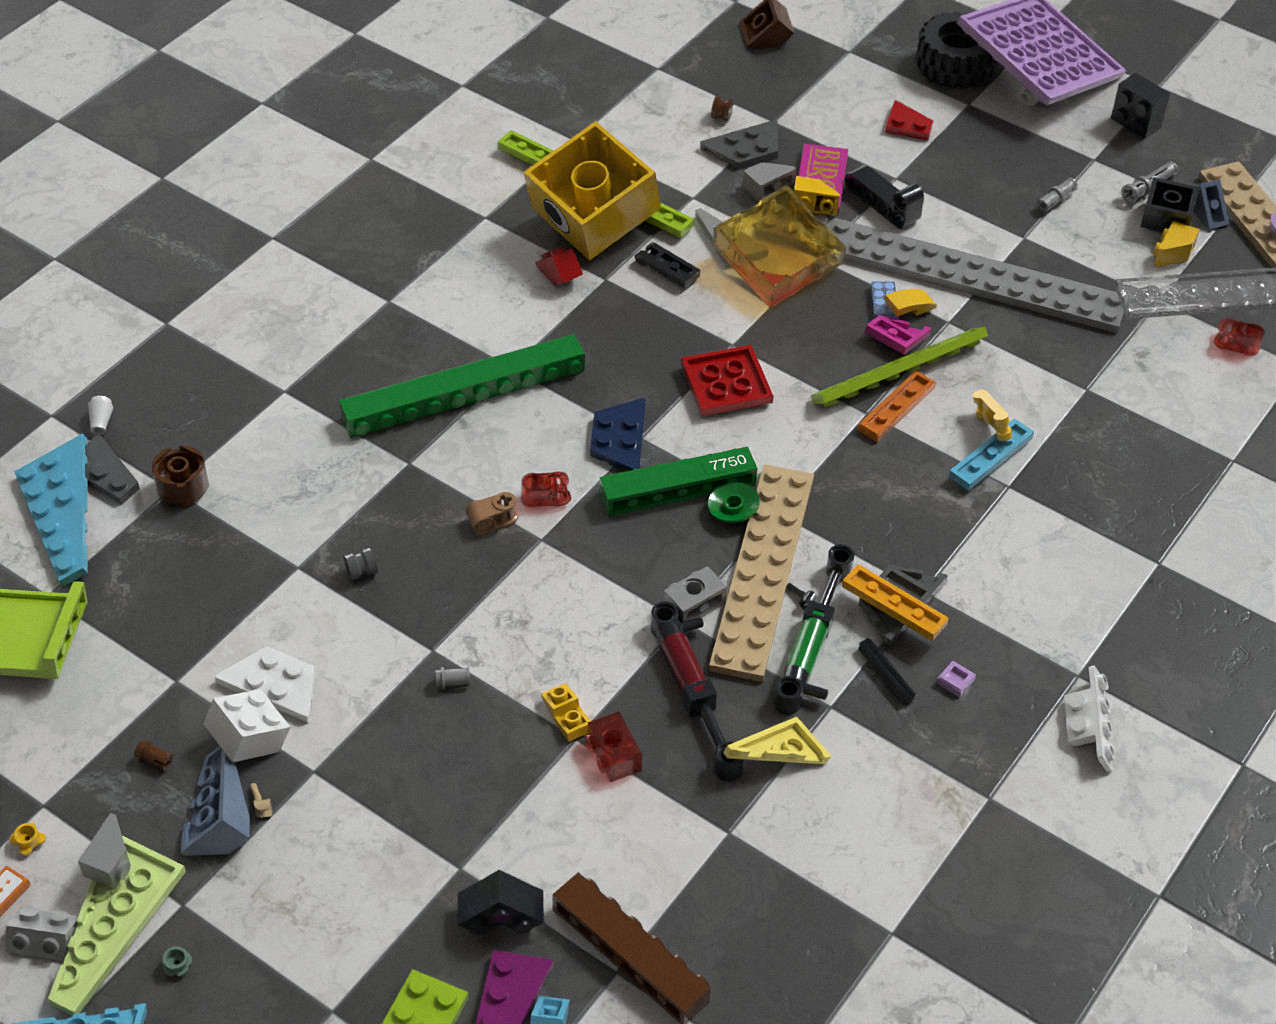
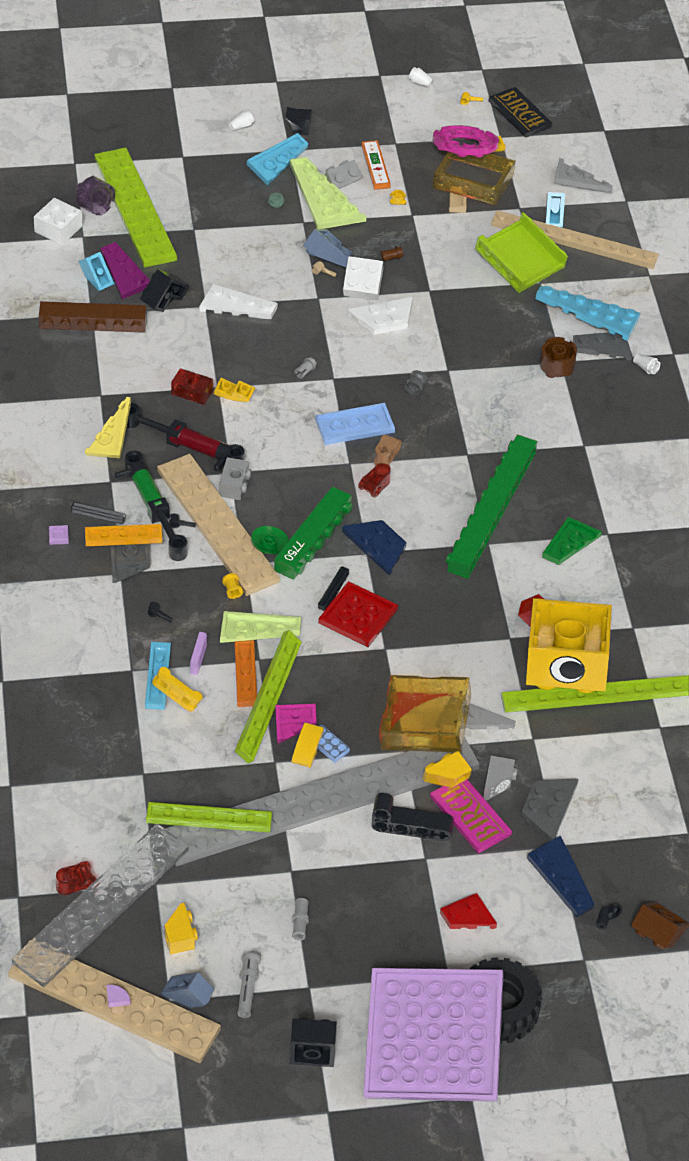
camera: 135 degrees right, 0 degrees up
(106, 855) = (349, 201): light grey slope -> none
(423, 838) = (238, 303): none -> white wing
(432, 312) = (569, 540): none -> green wing
(482, 575) = (354, 423): none -> light blue tile
(668, 264) = (483, 667): black plate -> none
(720, 421) = (333, 588): none -> black axle
(722, 108) = (597, 817): reddish brown wheel -> none
(790, 57) = (608, 913): none -> black arm
(798, 101) = (560, 872): none -> dark blue wing
(823, 486) = (232, 585): none -> yellow bush
(845, 435) = (252, 626): none -> yellowish green wing
(929, 521) = (153, 611): none -> black hand
(930, 444) = (198, 653): none -> lavender tile
(1069, 299) = (209, 817): none -> lime tile
(1168, 203) = (210, 954): black brick -> none

